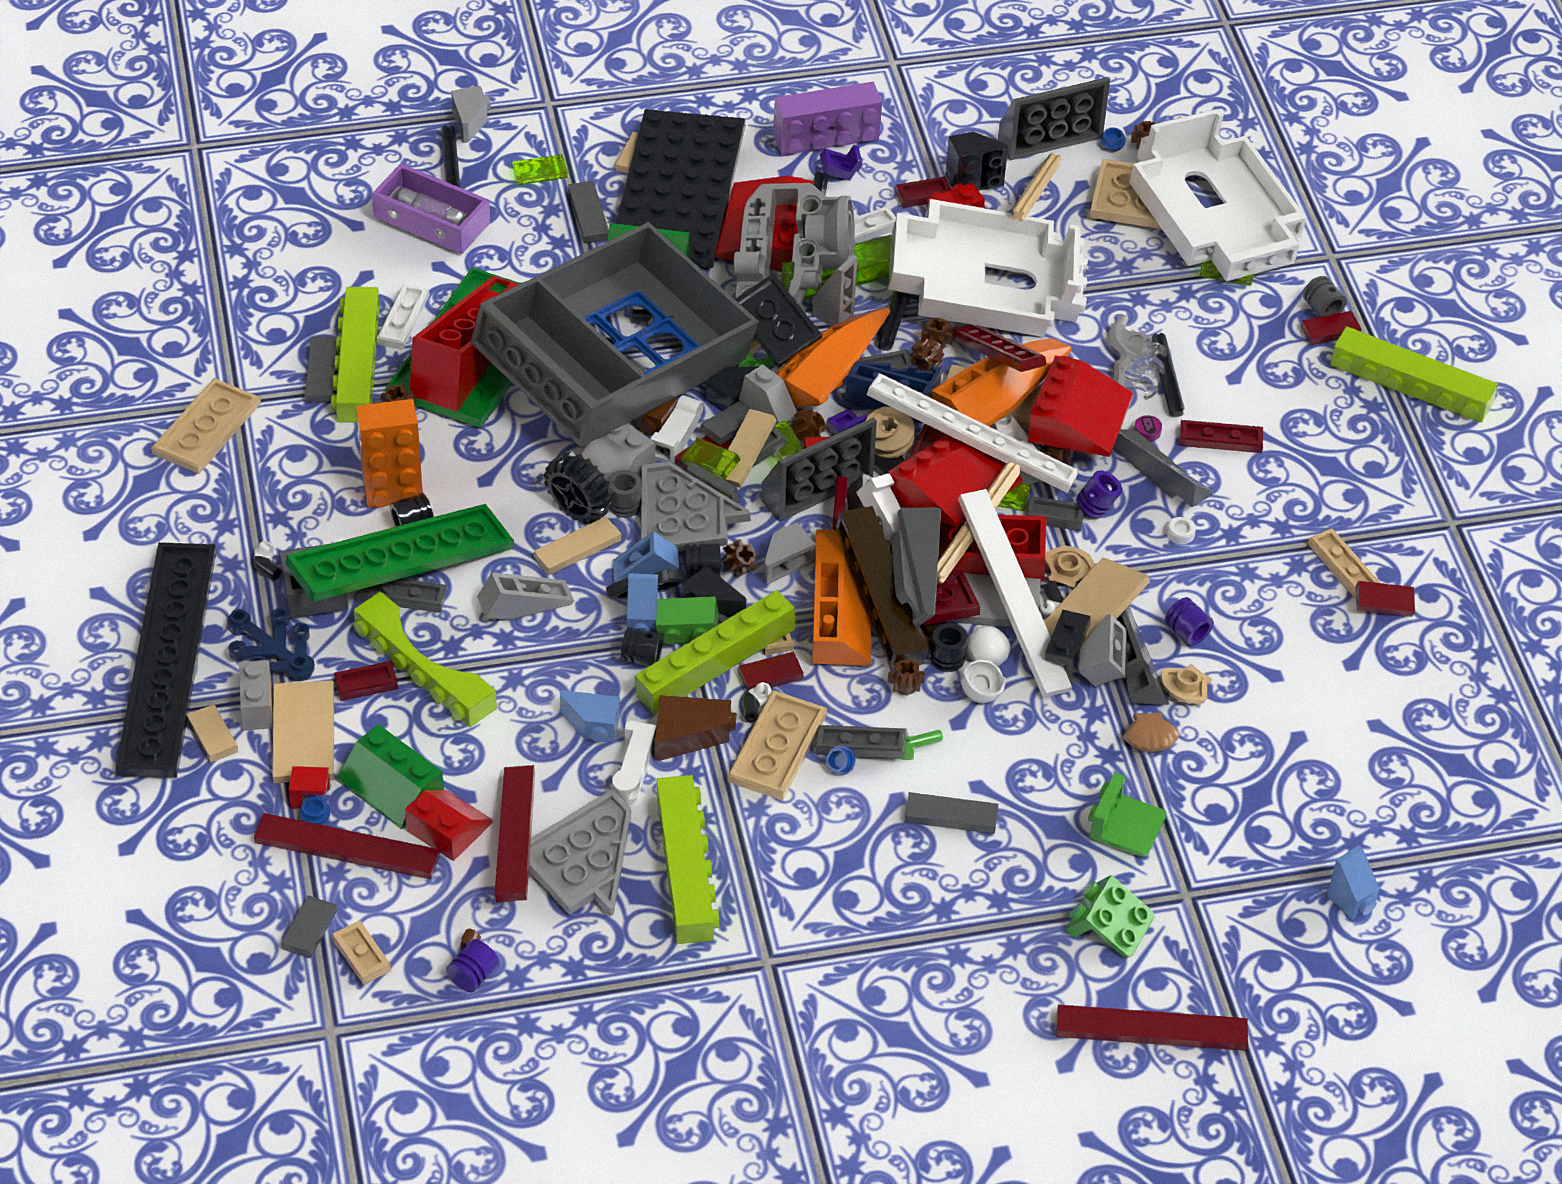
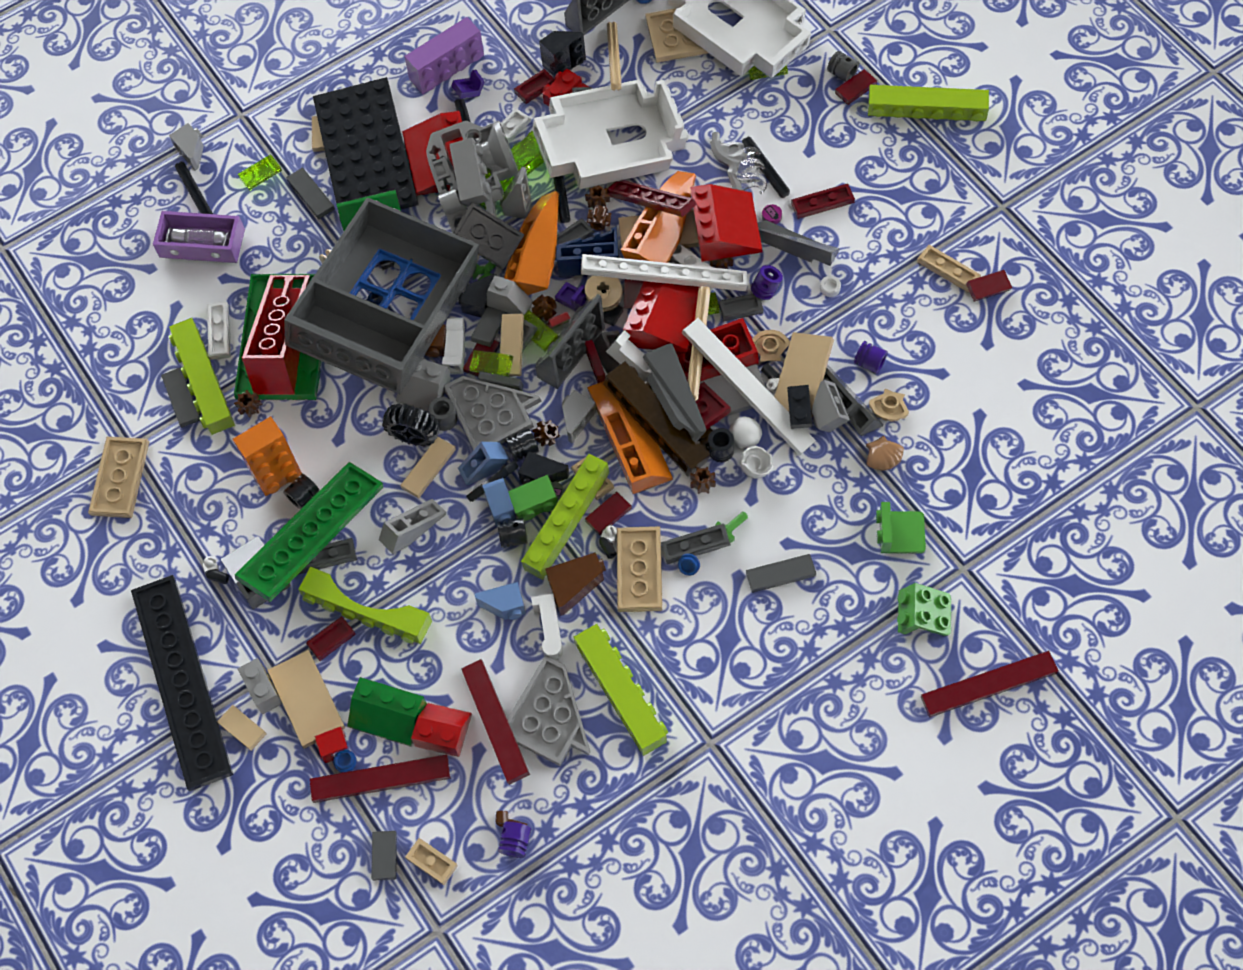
camera: 15 degrees left, 15 degrees up
(296, 665) = (251, 639): dark blue plant -> none
(787, 238) = (470, 171): none -> light grey brick
(1353, 884) = (1074, 520): medium blue slope -> none

